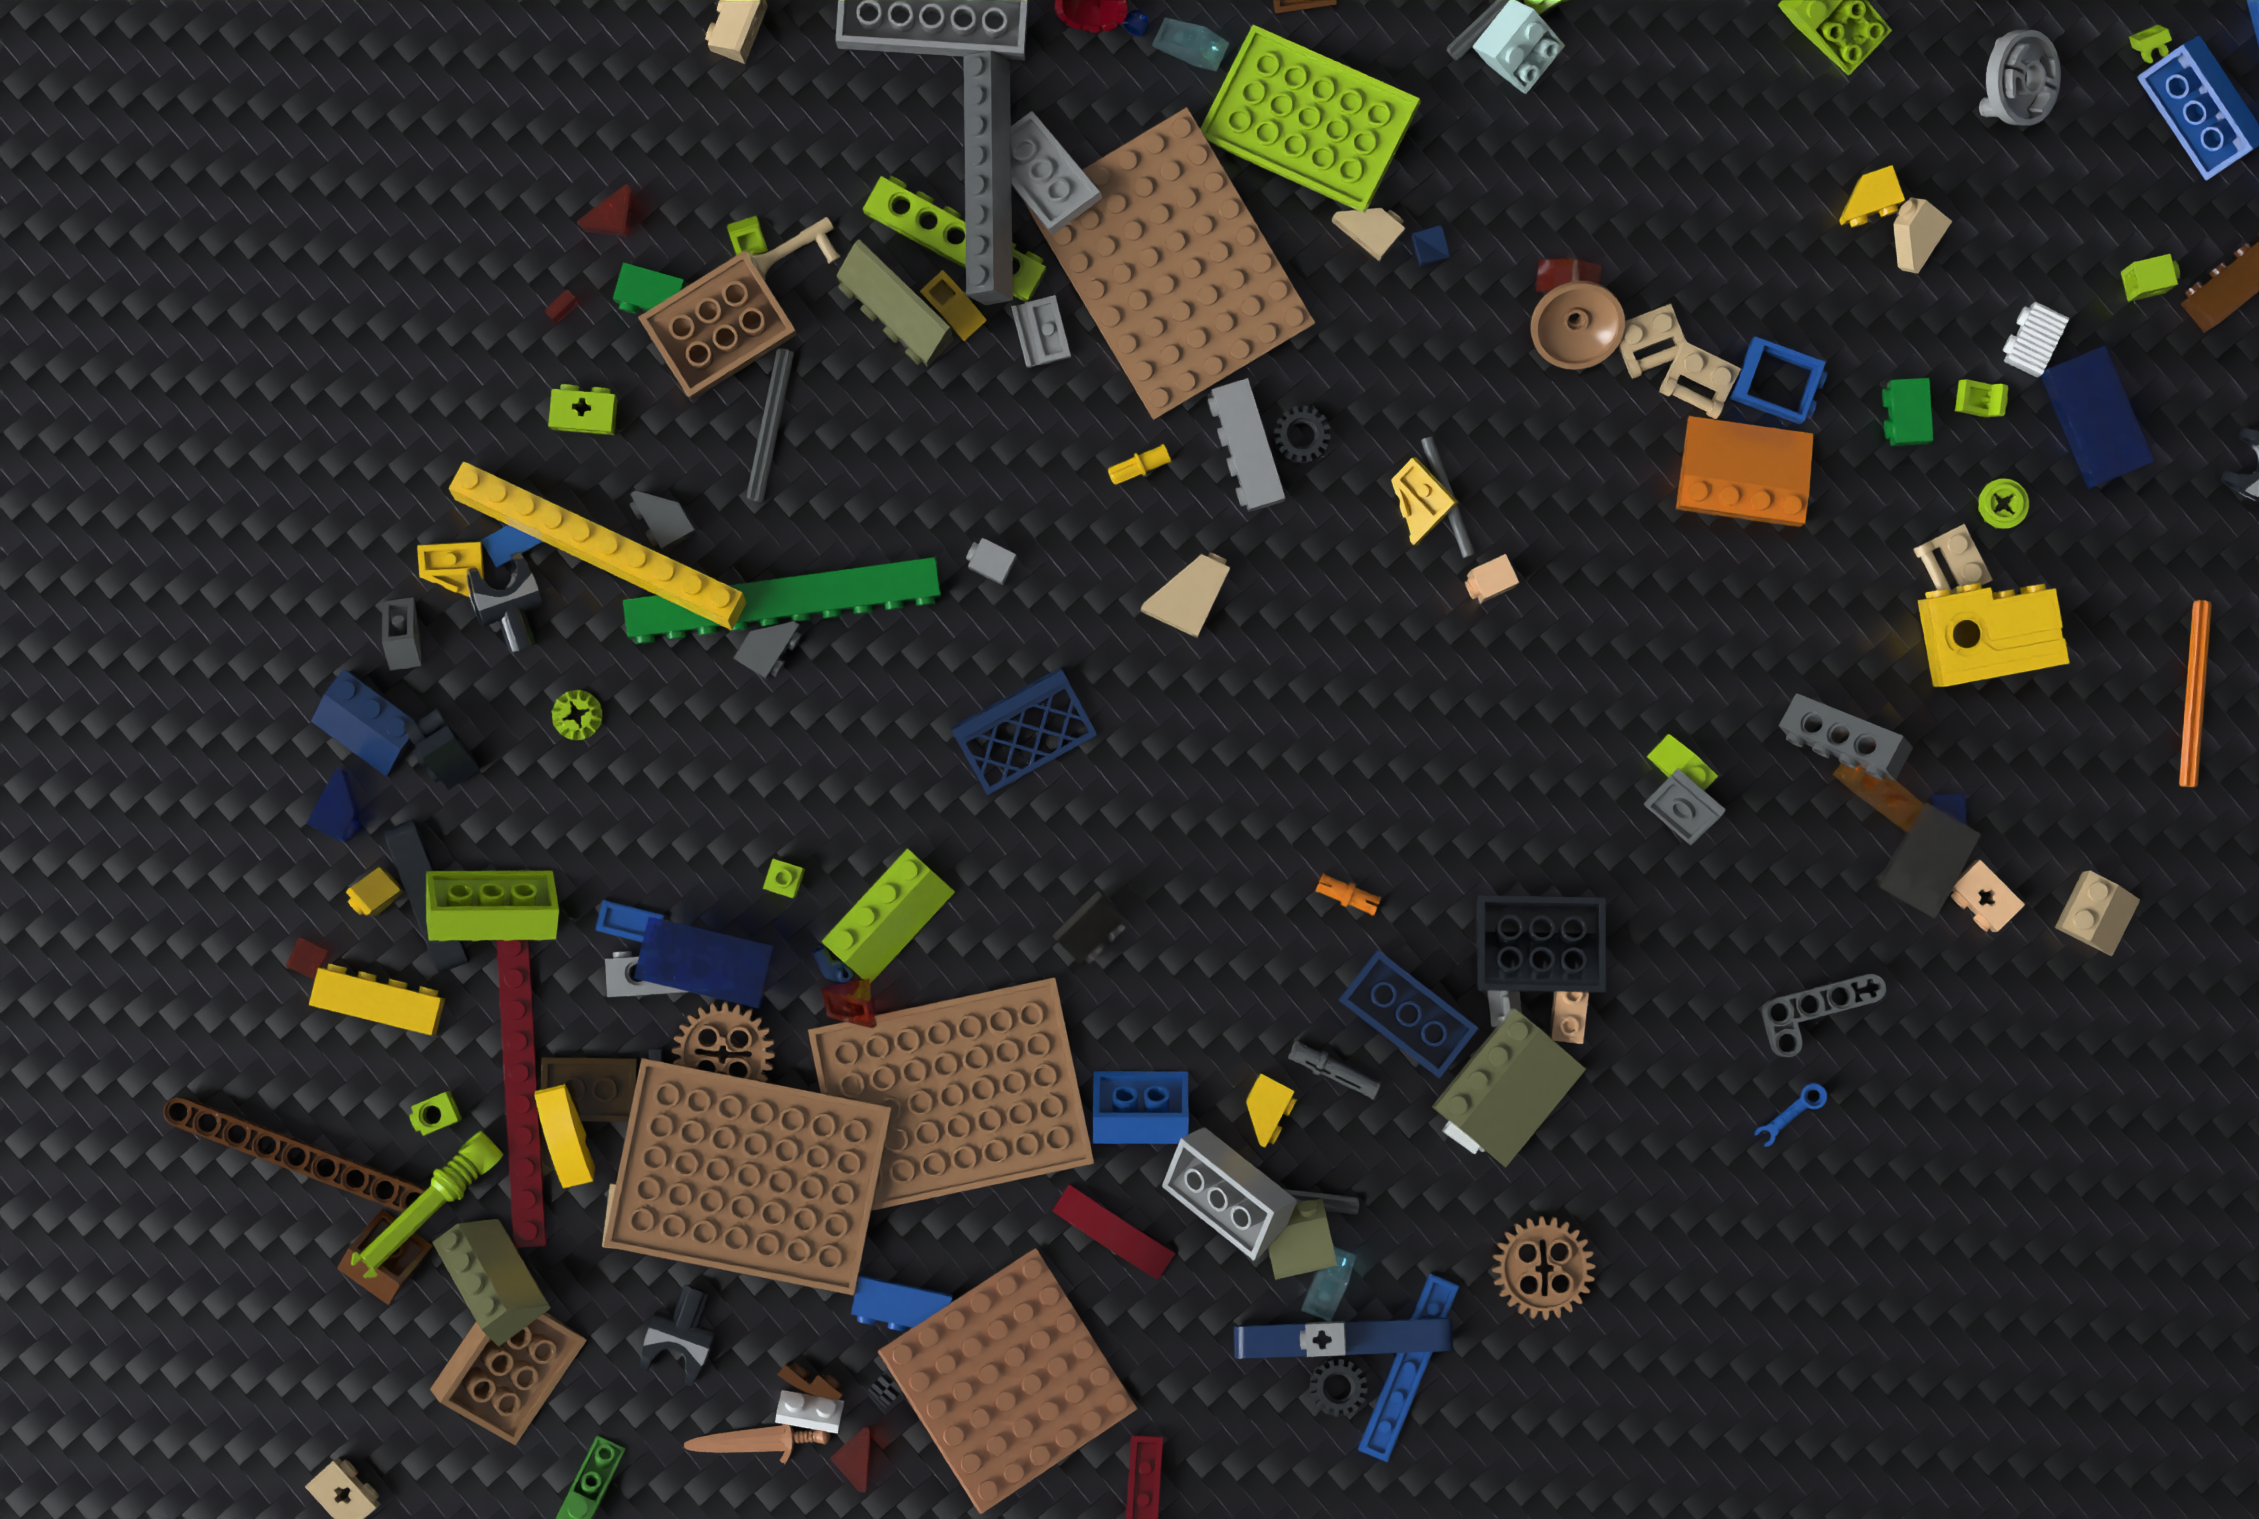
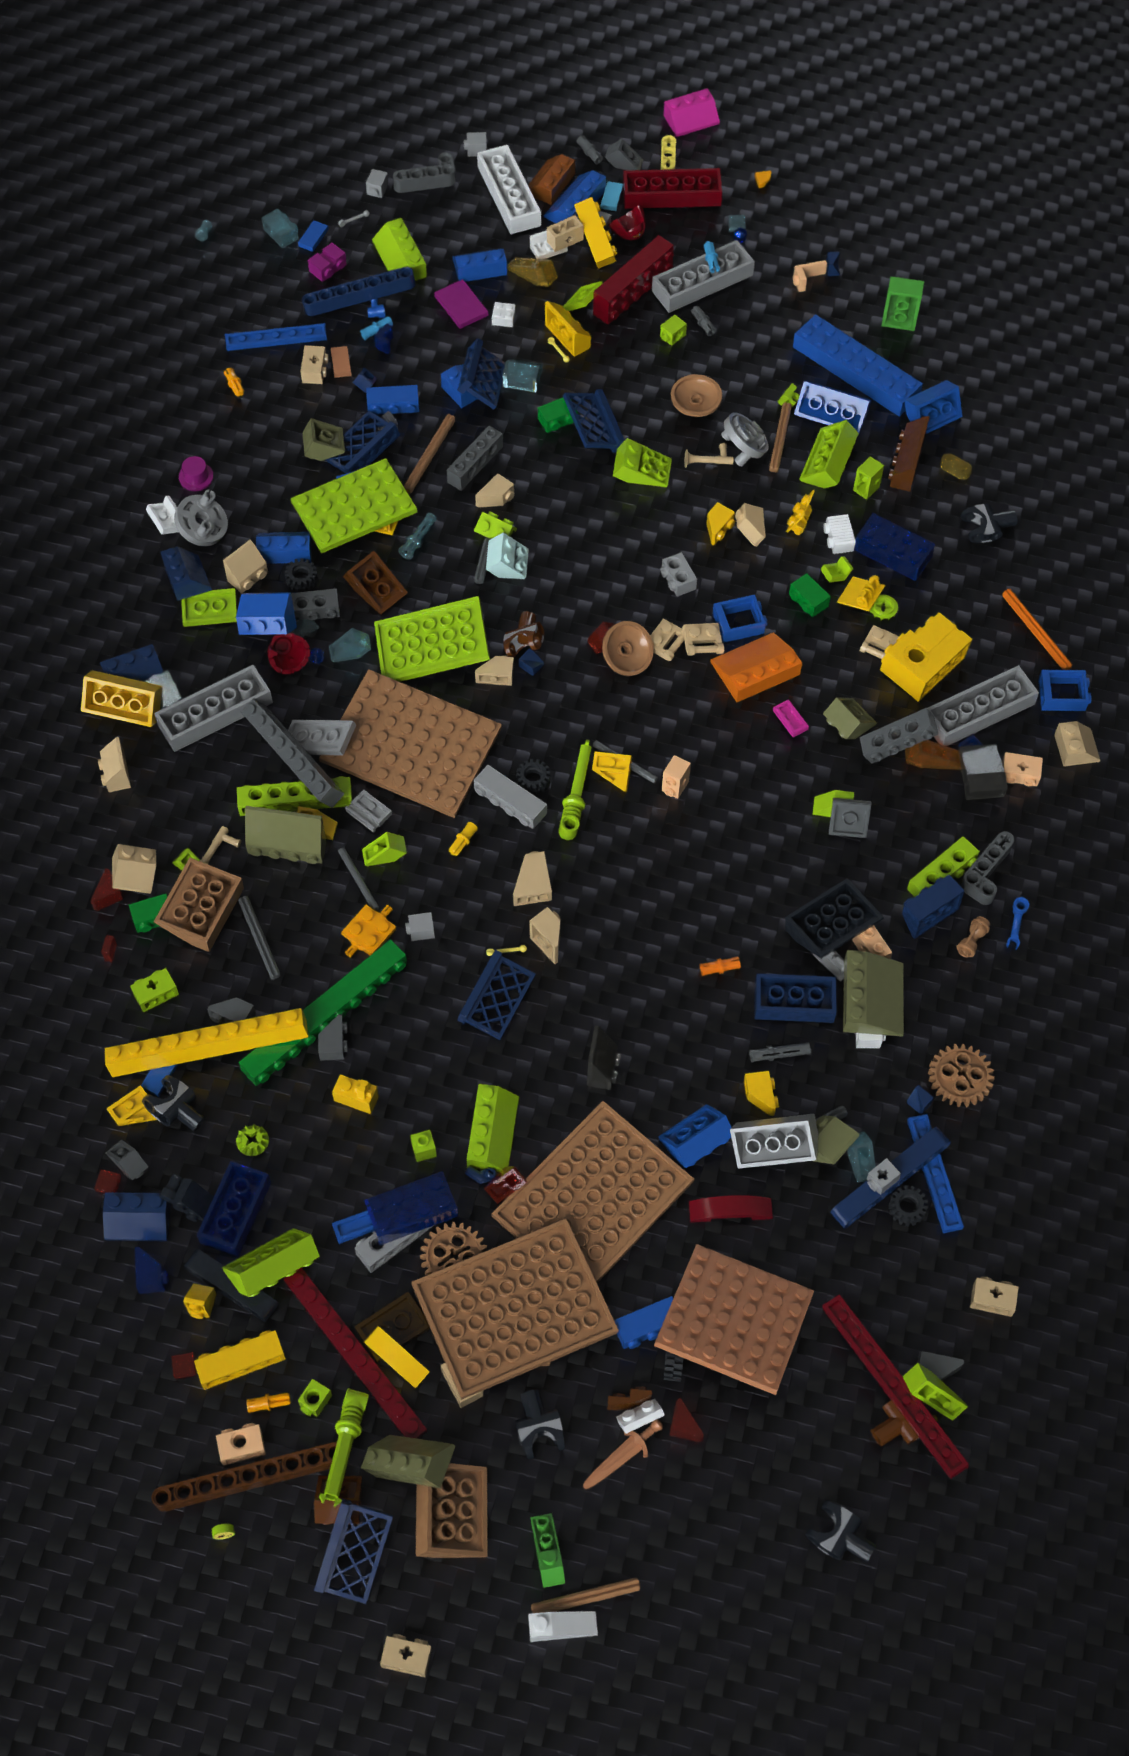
camera: 40 degrees left, 25 degrees down
(226, 1199) = (223, 1531): none -> lime tile
(293, 1109) = (253, 1447): none -> light nougat brick
(346, 1312) = (334, 1546): none -> dark blue fence
(360, 646) = (107, 1181): none -> clear red tile
(378, 1078) = (267, 1402): none -> light orange axle
(491, 799) = (234, 1208): none -> clear blue brick
(662, 211) = (133, 868): none -> tan slope
(745, 746) = (355, 1093): none -> yellow hinge
(921, 516) = (368, 930): none -> light orange plate
(959, 427) = (358, 879): none -> dark grey bar
(1020, 409) = (384, 849): none -> lime slope
(1061, 660) = (522, 948): none -> light yellow hinge
(1149, 694) = (546, 933): none -> tan slope
(1328, 516) = (574, 803): none -> lime piece
(1447, 199) = (527, 634): none -> reddish brown connector
(1463, 1262) = (920, 1100): none -> dark blue slope
(1691, 1013) = (932, 905): none -> dark blue slope
(1728, 591) = (790, 718): none -> dark pink plate
(1729, 1086) = (978, 929): none -> medium nougat piece
(1754, 247) = (680, 579): none -> light grey brick
(1803, 957) = (960, 850): none -> lime brick
(1811, 649) = (848, 718): none -> olive slope
(1965, 87) = (723, 459): none -> tan piece
(1987, 460) = (861, 593): none -> yellow hinge
(2006, 763) = (983, 705): none -> light grey brick
(2009, 261) = (801, 515): none -> yellow hinge
(2083, 105) = (780, 437): none -> medium nougat axle
(2122, 800) = (1050, 677): none -> blue window
(2128, 191) = (829, 455): none -> lime slope

